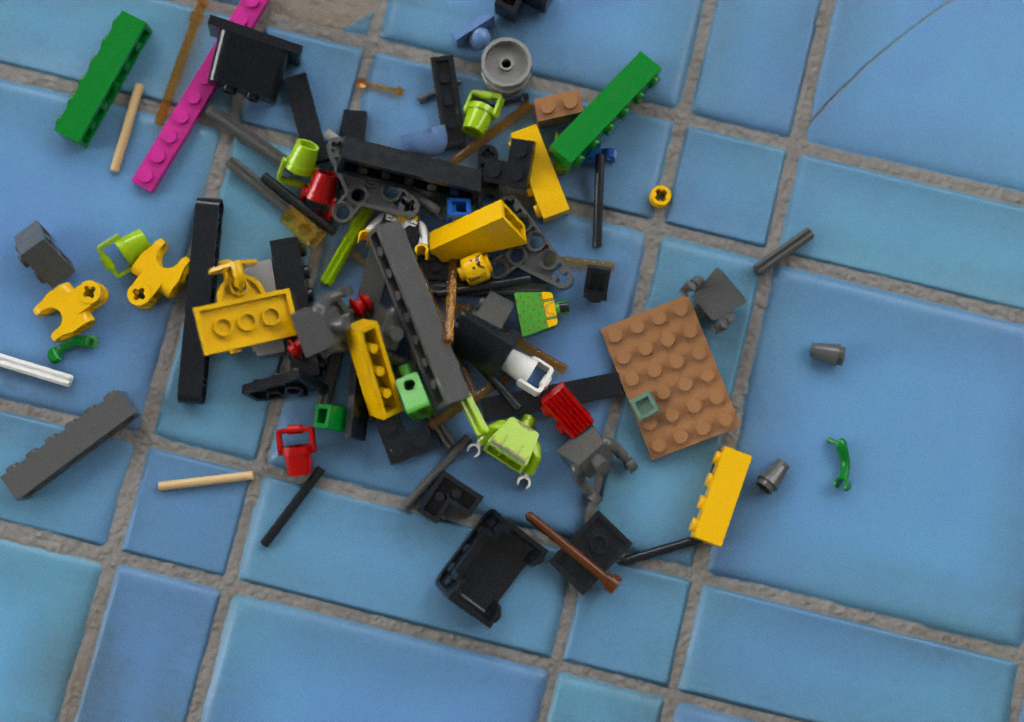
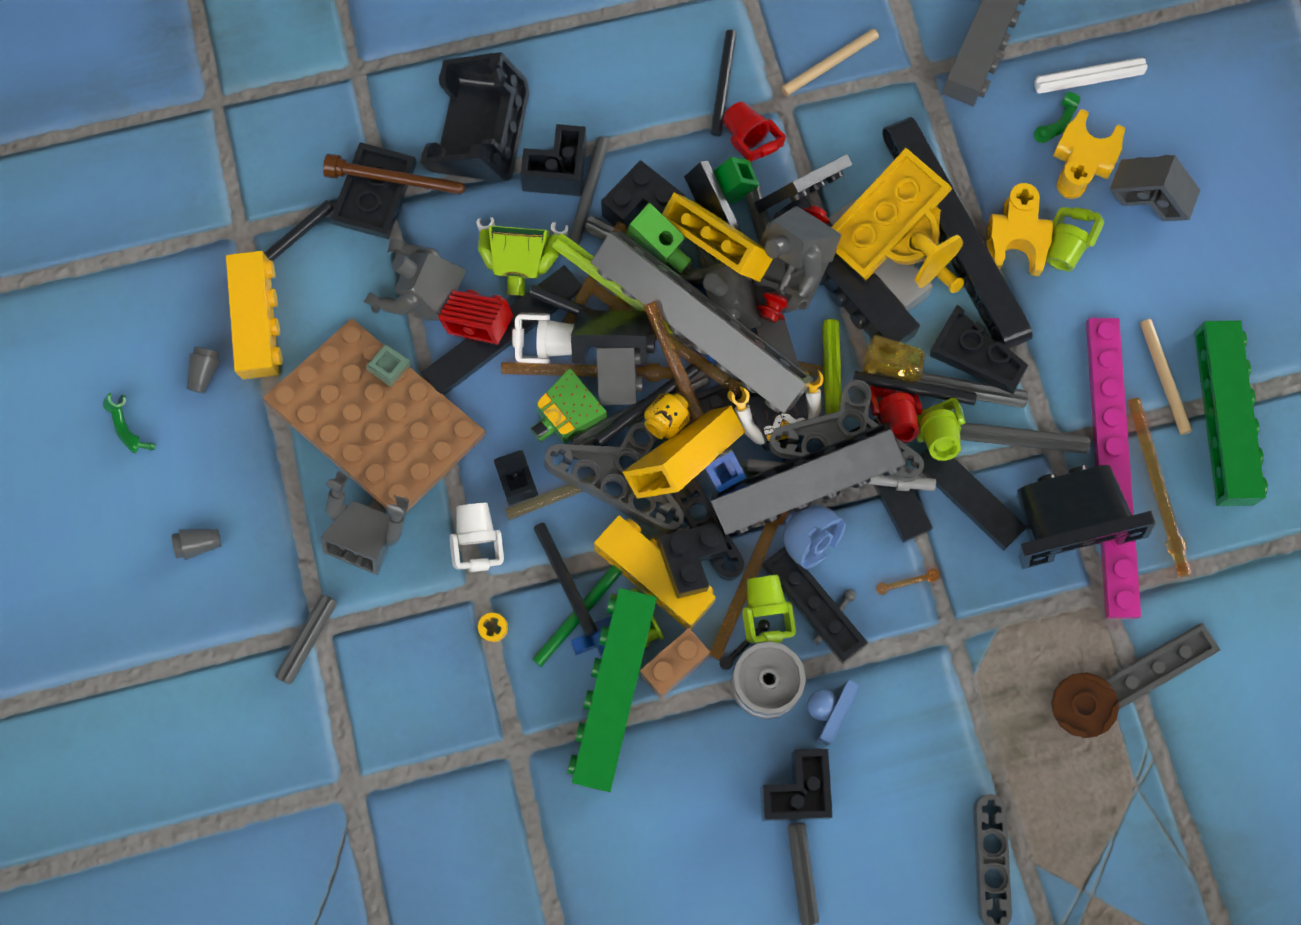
camera: 155 degrees right, 10 degrees down
(242, 208) = (976, 353): none -> black wing
(609, 173) = (572, 621): none -> green bar
(643, 260) = (475, 527): none -> white piece

